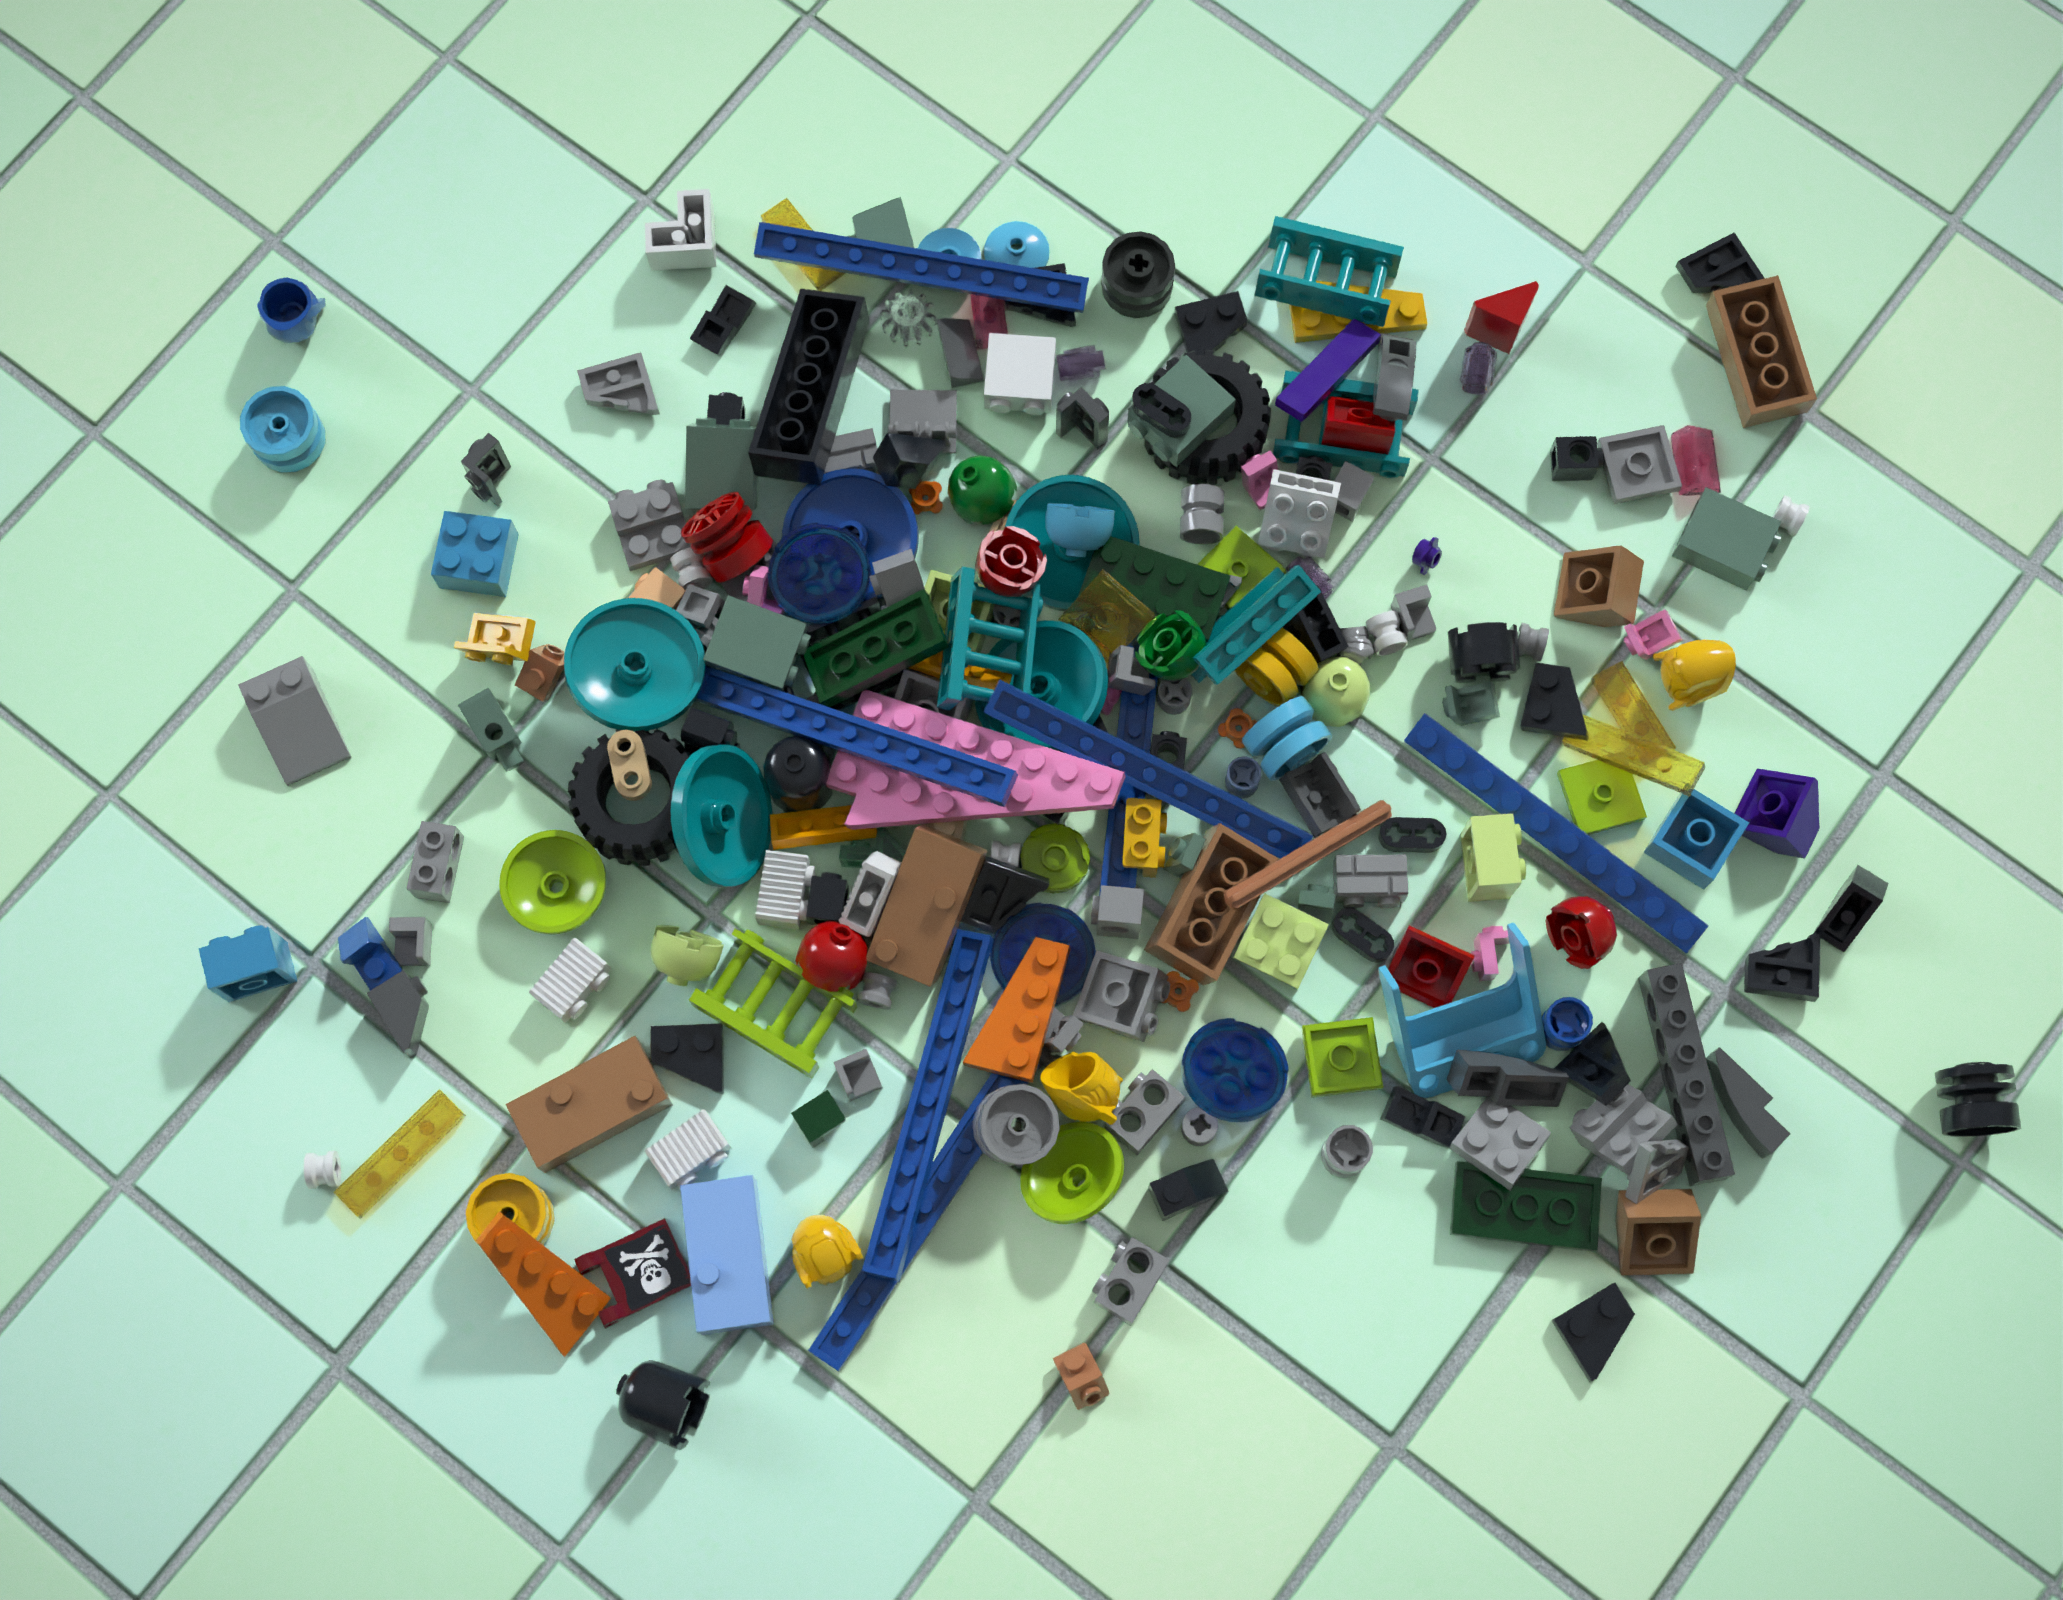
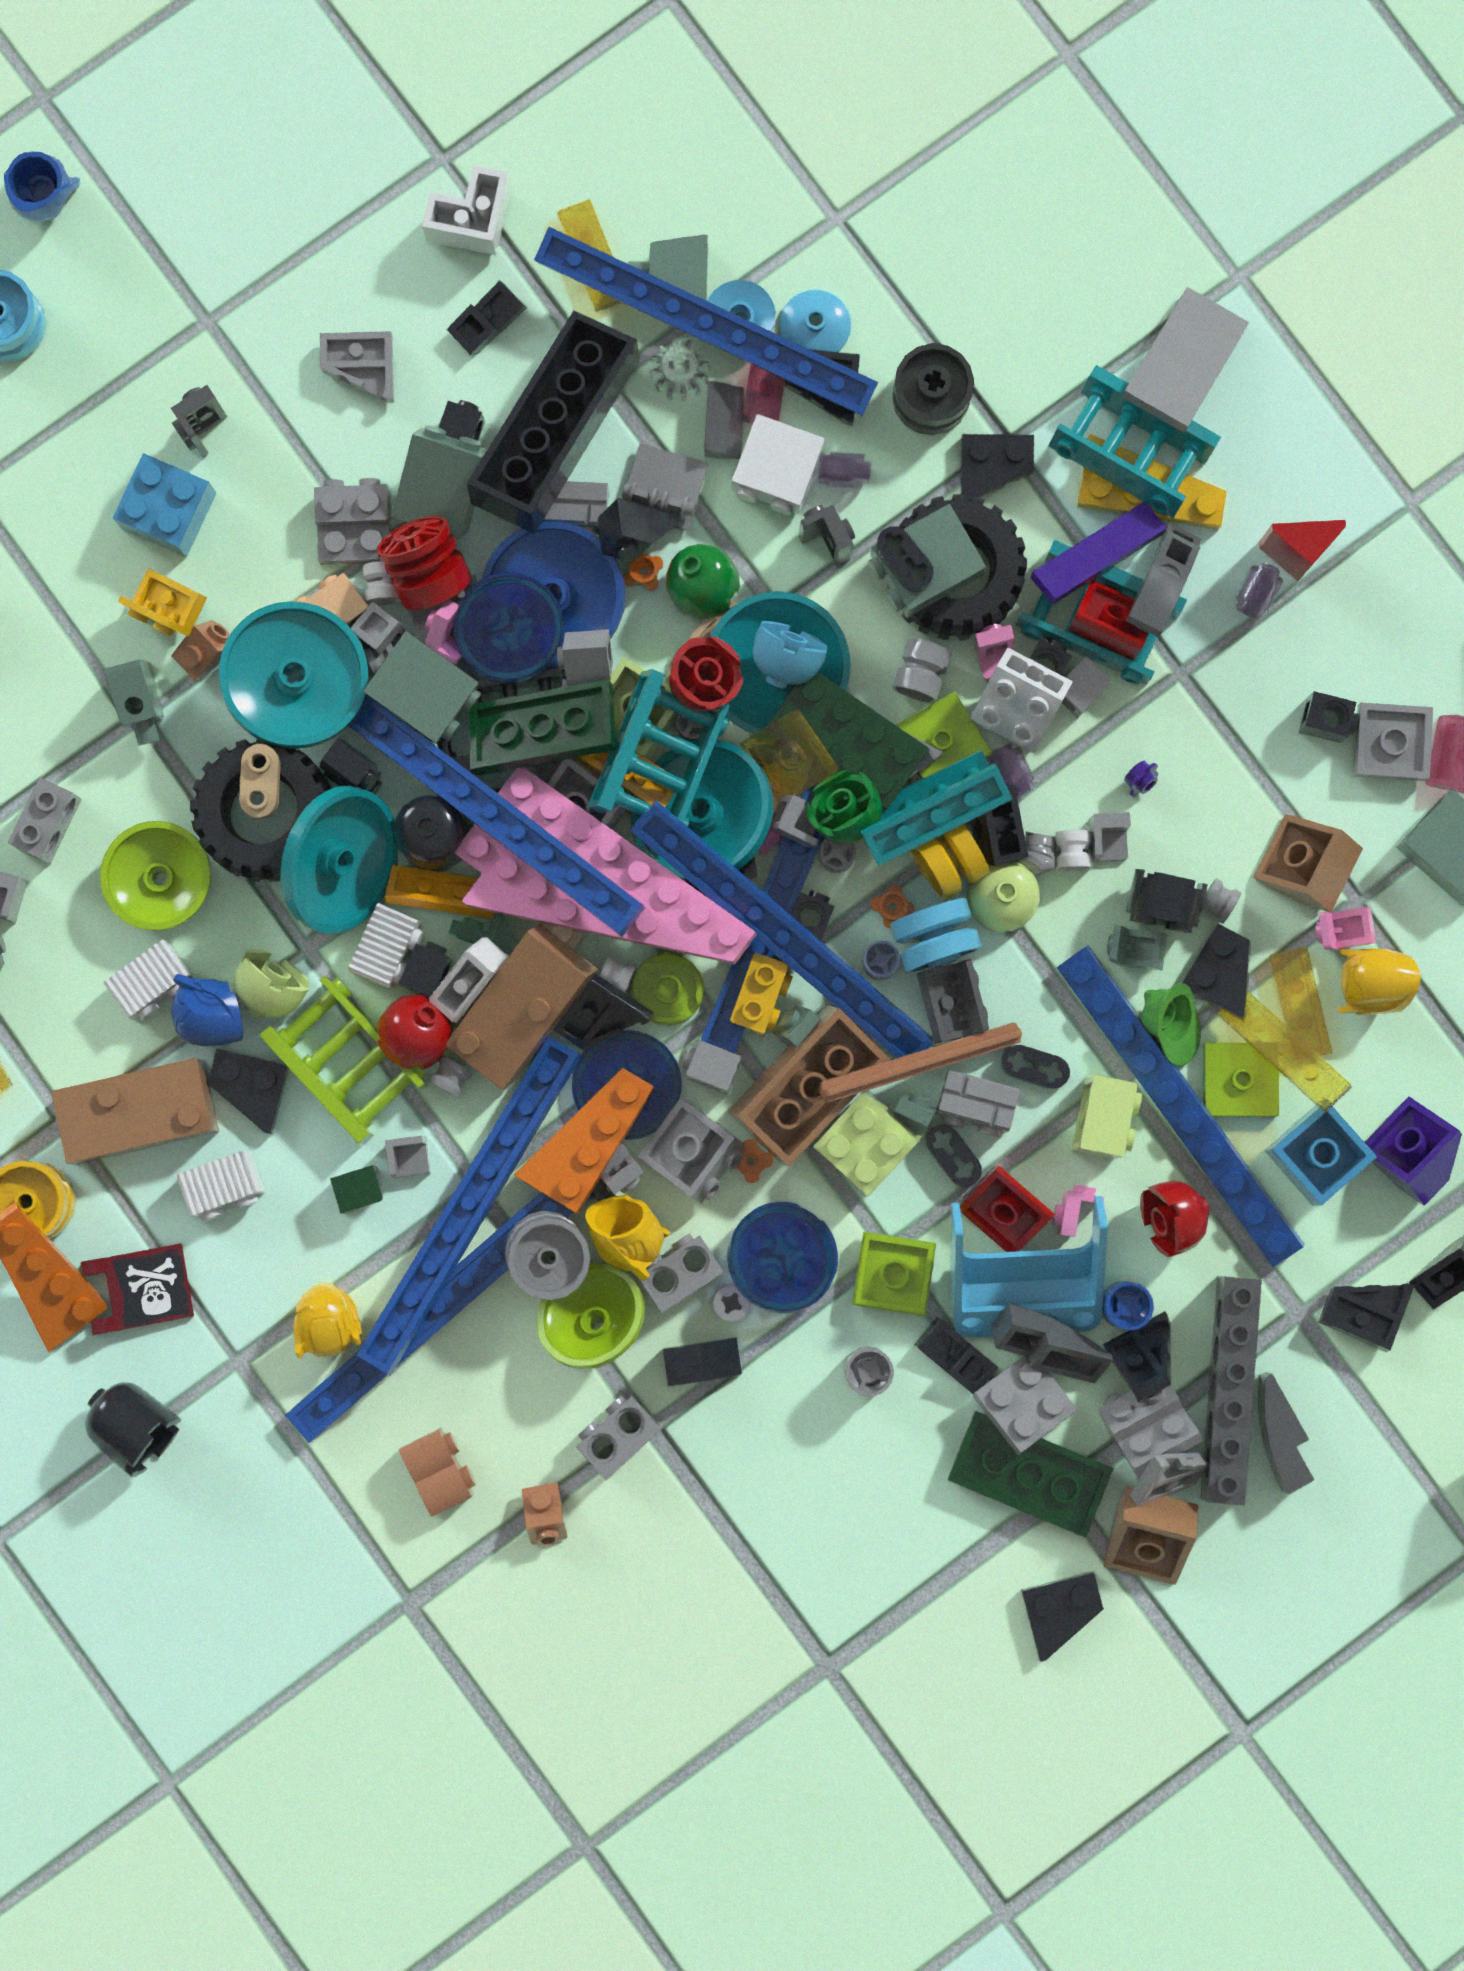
camera: 15 degrees right, 10 degrees up
(633, 992) = (206, 1012): none -> blue helmet
(726, 1255) = (230, 1299): light blue brick -> none
(968, 1363) = (437, 1471): none -> nougat brick
(1351, 192) = (1185, 359): none -> light grey tile
(1523, 756) = (1174, 1021): none -> bright green piece

